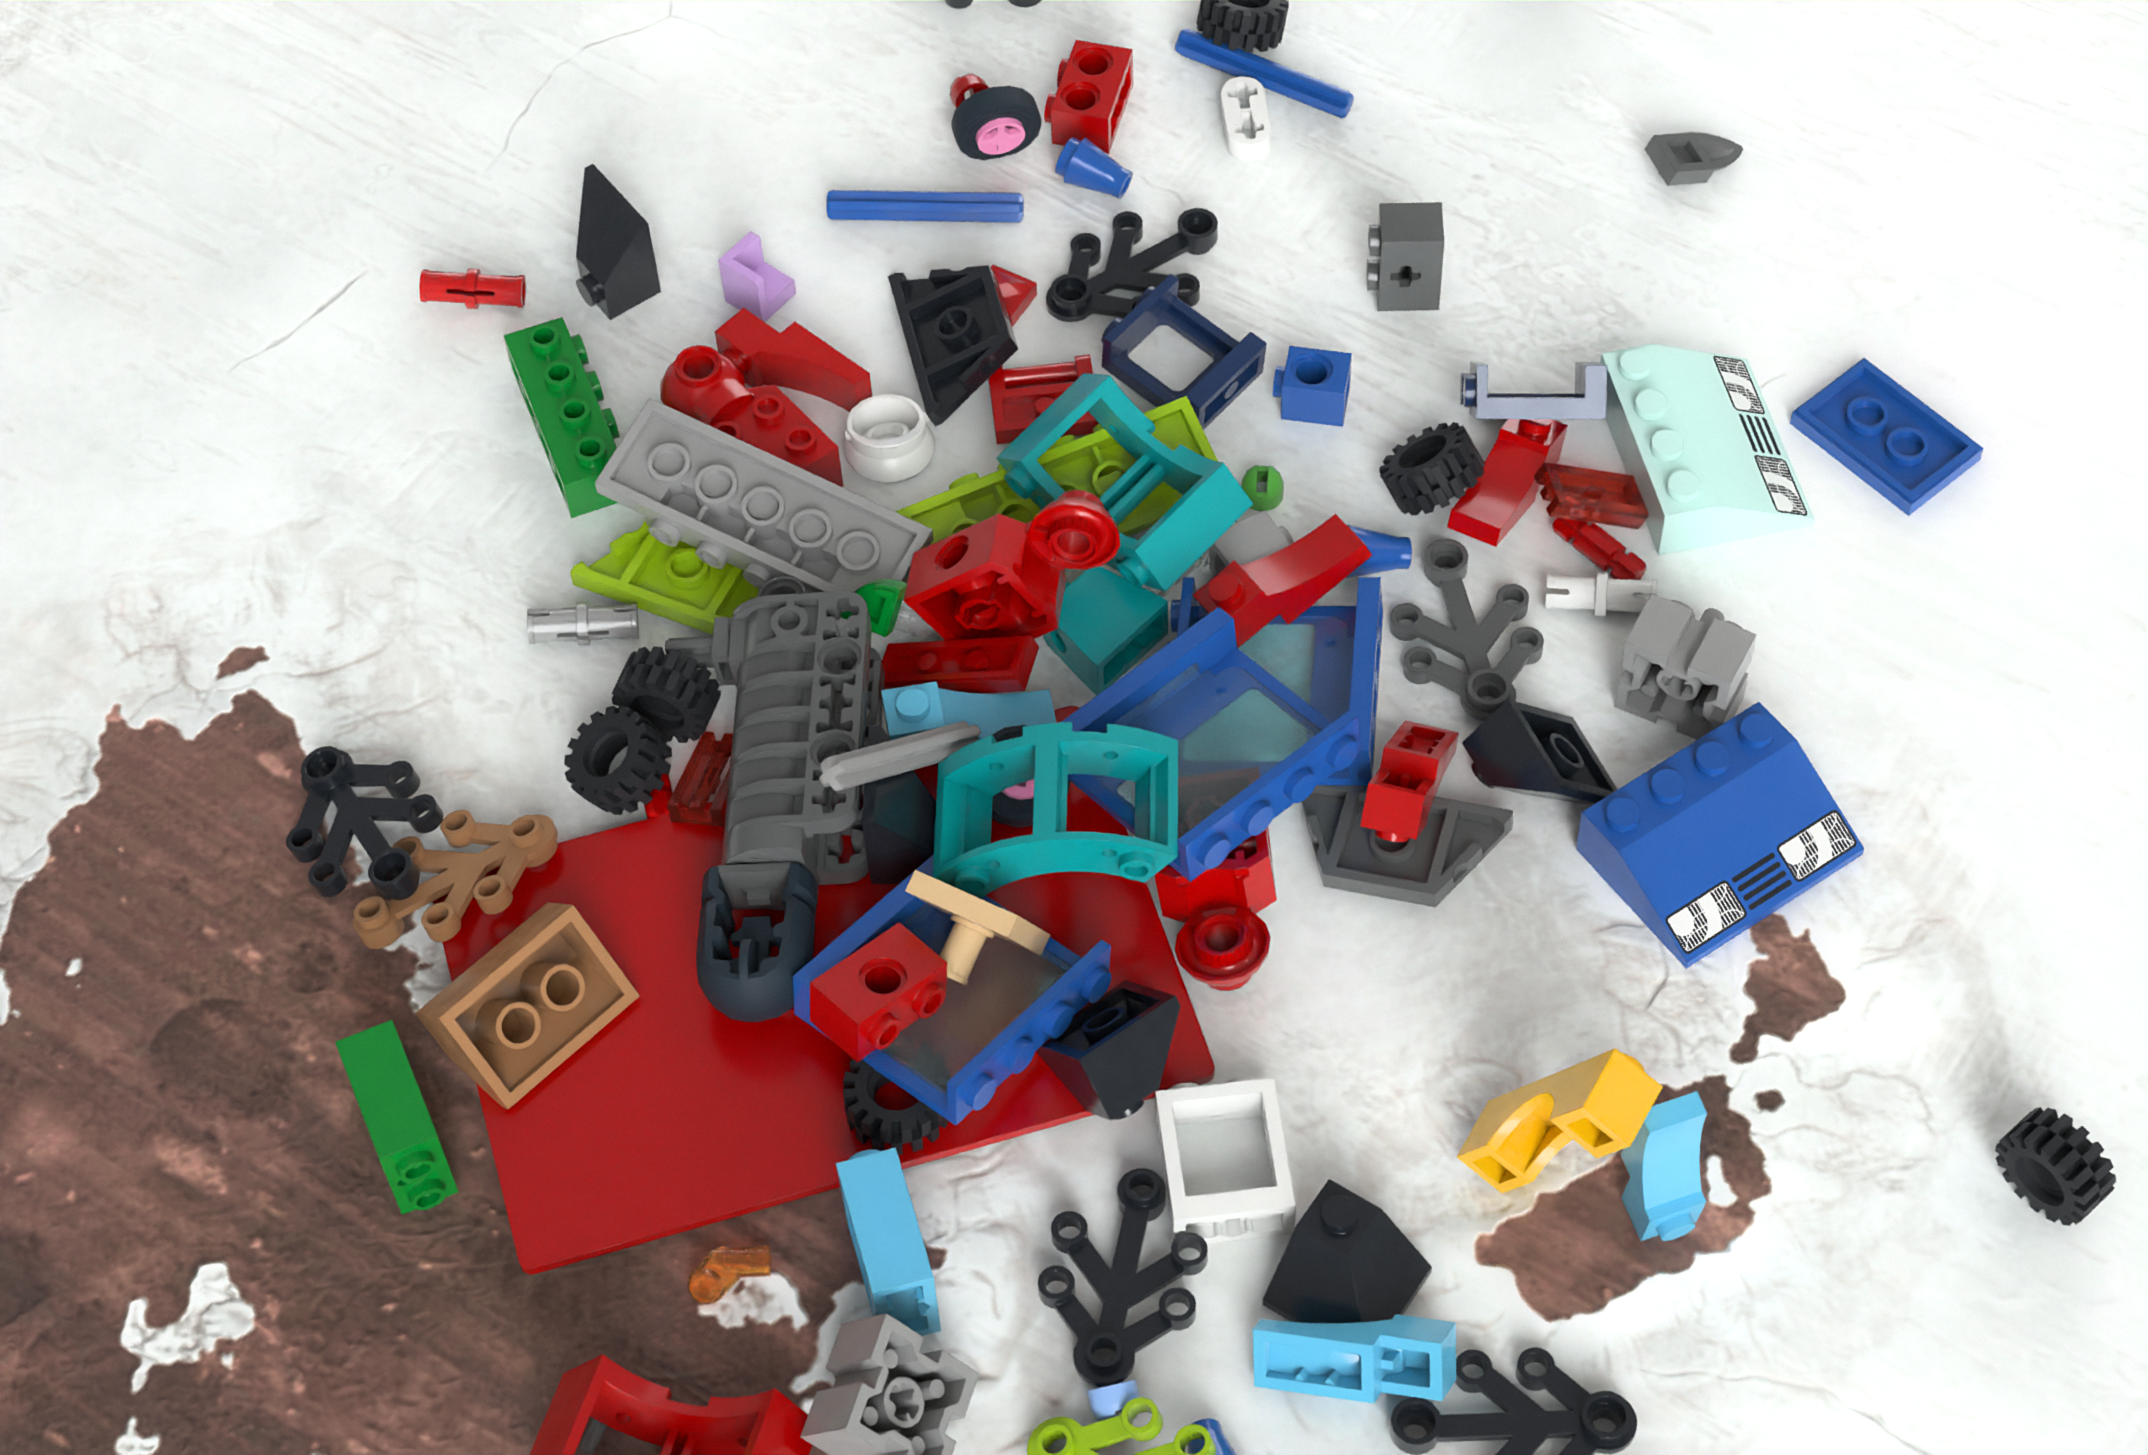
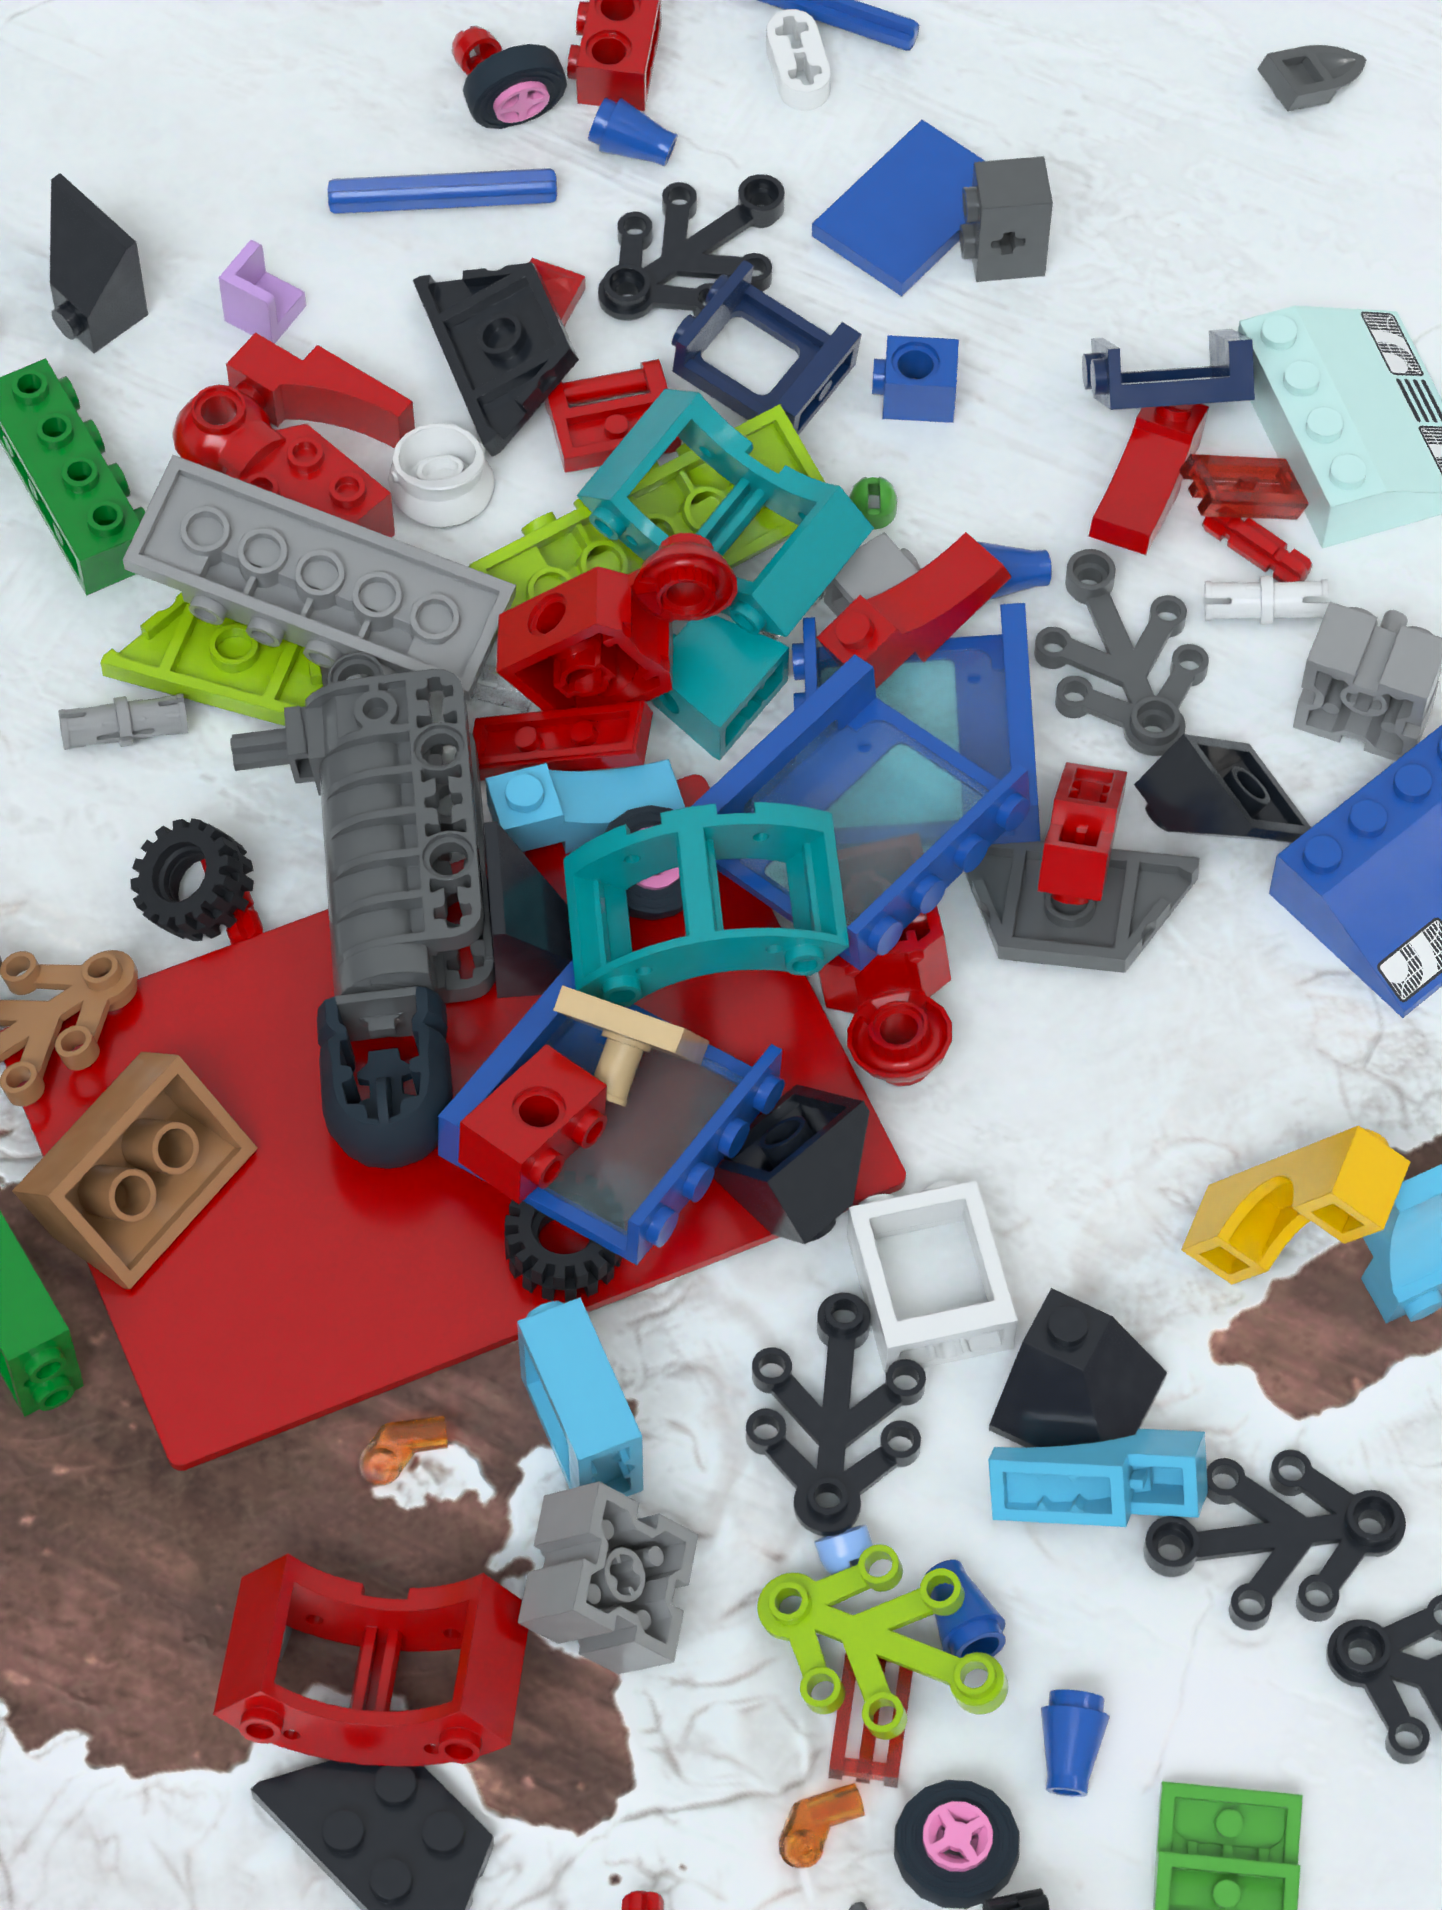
camera: 10 degrees left, 5 degrees up
(668, 692) = (238, 796): black tyre -> none
(700, 781) = (290, 933): clear red tile -> none
(883, 603) = (475, 671): green tile -> none
(895, 756) = (523, 855): light grey axle -> none
(1318, 247) = (902, 209): none -> blue tile
(1432, 468) = (1064, 469): black tyre -> none

